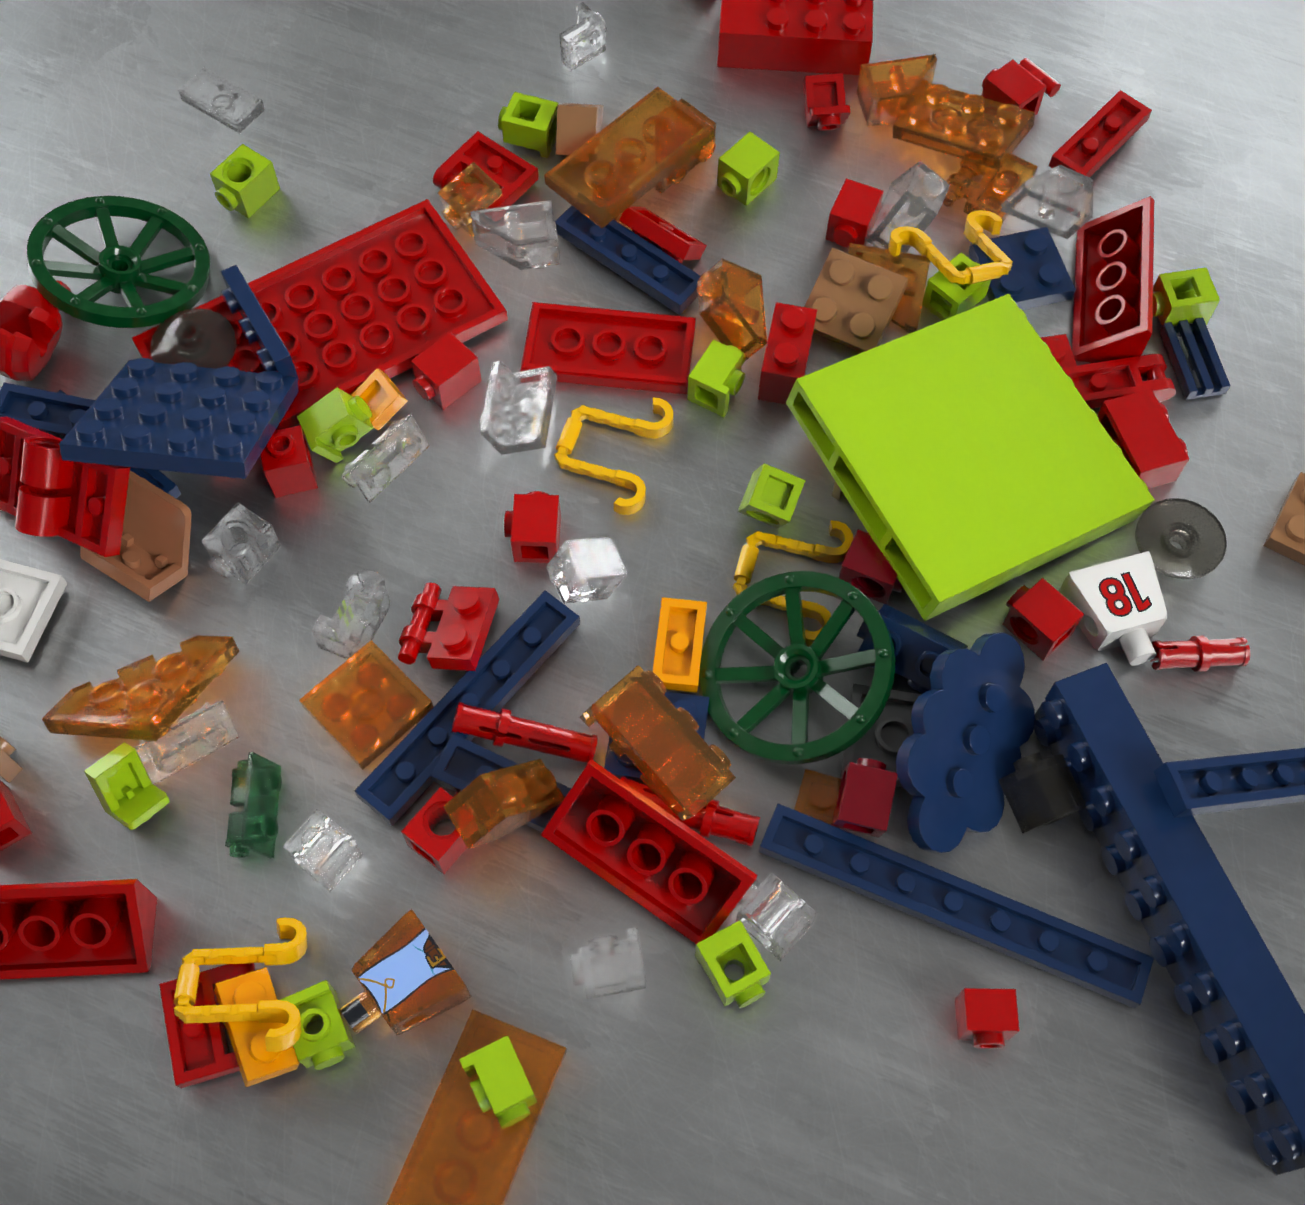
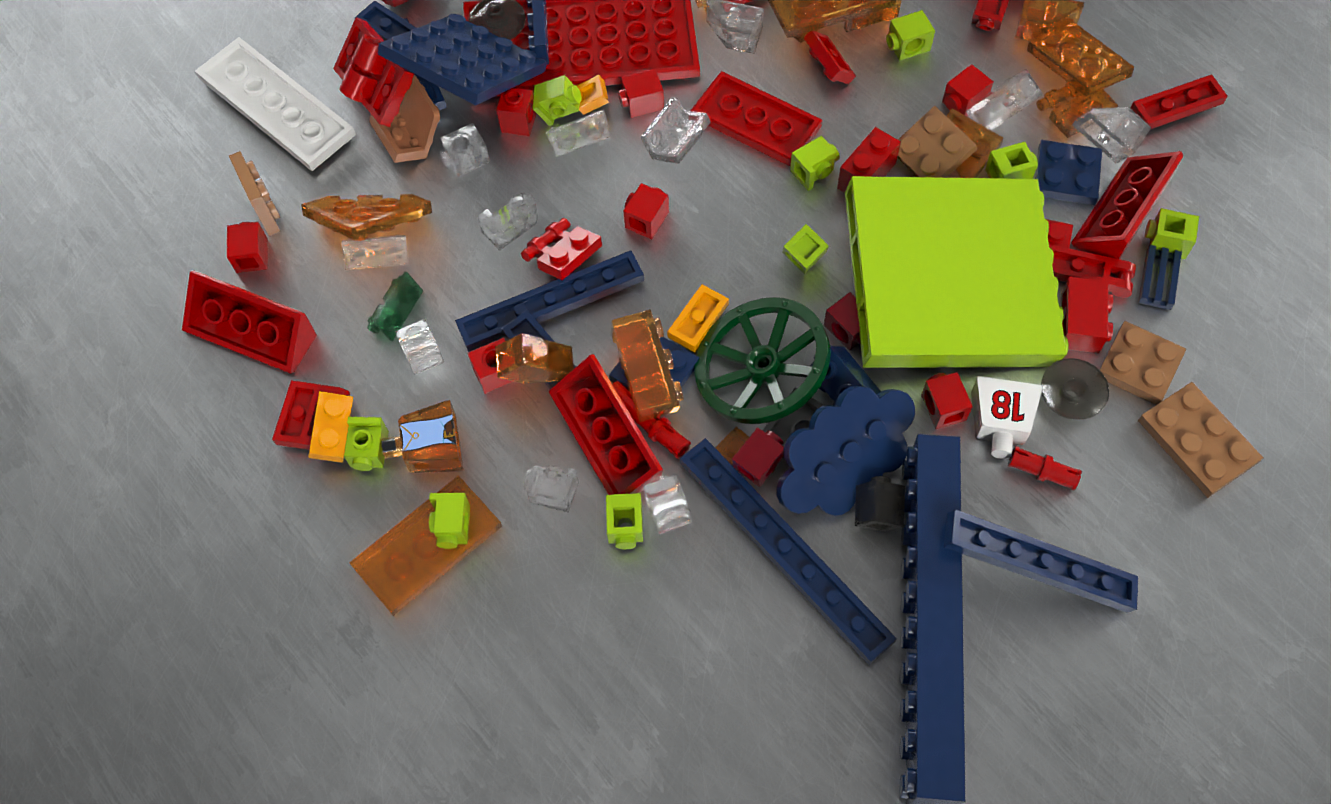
camera: 30 degrees right, 0 degrees up
(125, 787) = (327, 262): lime bracket -> none
(265, 1011) = (338, 418): yellow piece -> none
(366, 704) = (489, 274): clear orange plate -> none
(523, 733) = (562, 322): red pin -> none
(586, 570) = (662, 247): clear brick -> none
(618, 477) = (749, 176): yellow piece -> none
(631, 259) = (801, 67): dark blue plate -> none
(733, 306) = (848, 119): clear orange slope -> none
(823, 553) = (777, 280): yellow piece -> none
(973, 231) = (1021, 158): yellow piece -> none
(987, 1016) = (766, 622): red plate -> none
(1019, 85) = (1137, 46): red brick -> none
(1232, 472) = (1142, 362): none -> medium nougat plate

